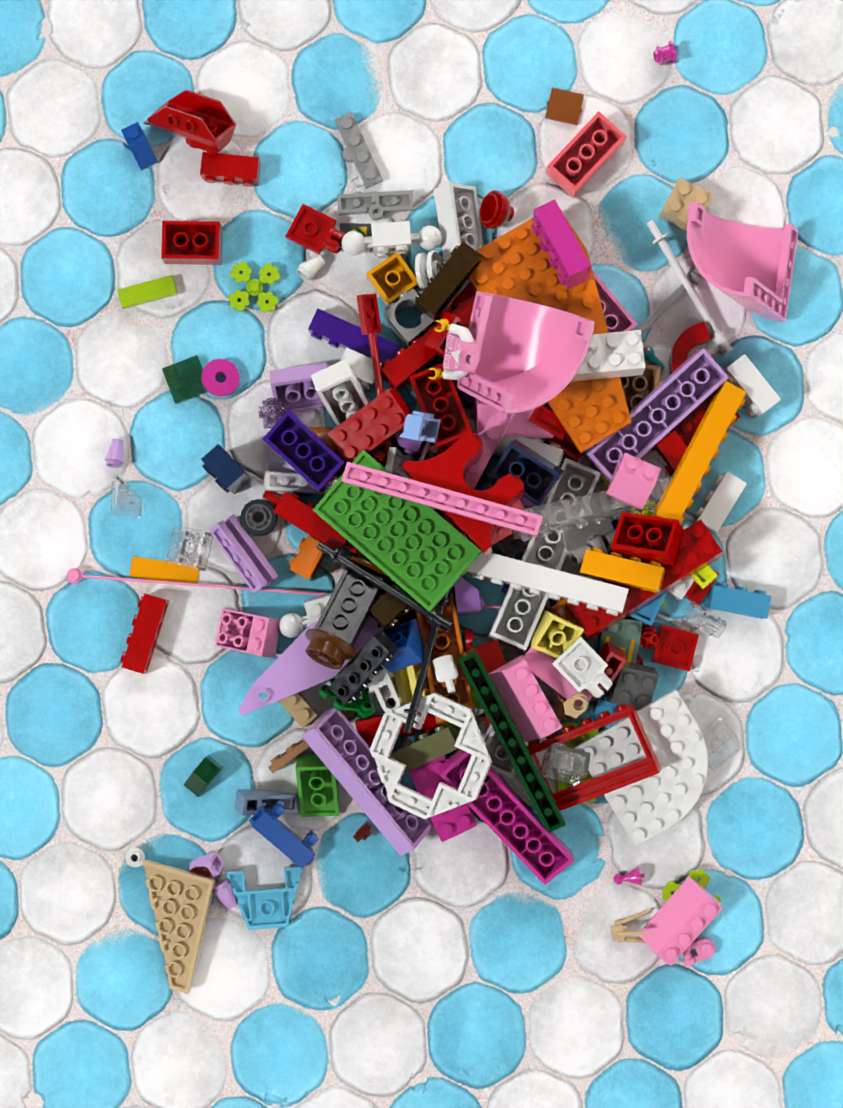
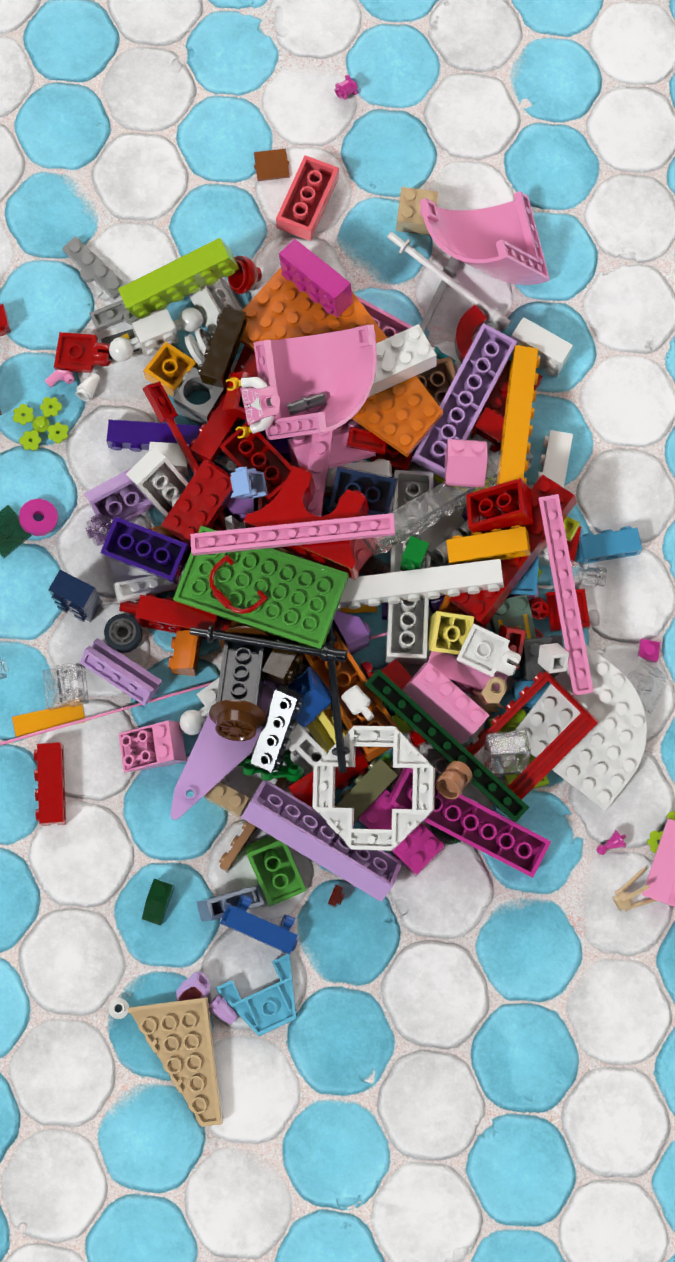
camera: 25 degrees left, 10 degrees down
(289, 246) = (60, 375): none -> bright pink arm
(357, 528) = (223, 599): none -> red piece
(431, 196) = (178, 279): none -> lime brick
(504, 367) = (306, 403): none -> dark grey axle
(505, 777) = (454, 780): none -> nougat wheel
(550, 552) = (414, 554): none -> green brick
(642, 696) = (553, 658): none -> white brick
(677, 642) = (565, 594): none -> bright pink plate
(735, 713) = (649, 650): none -> dark pink plate

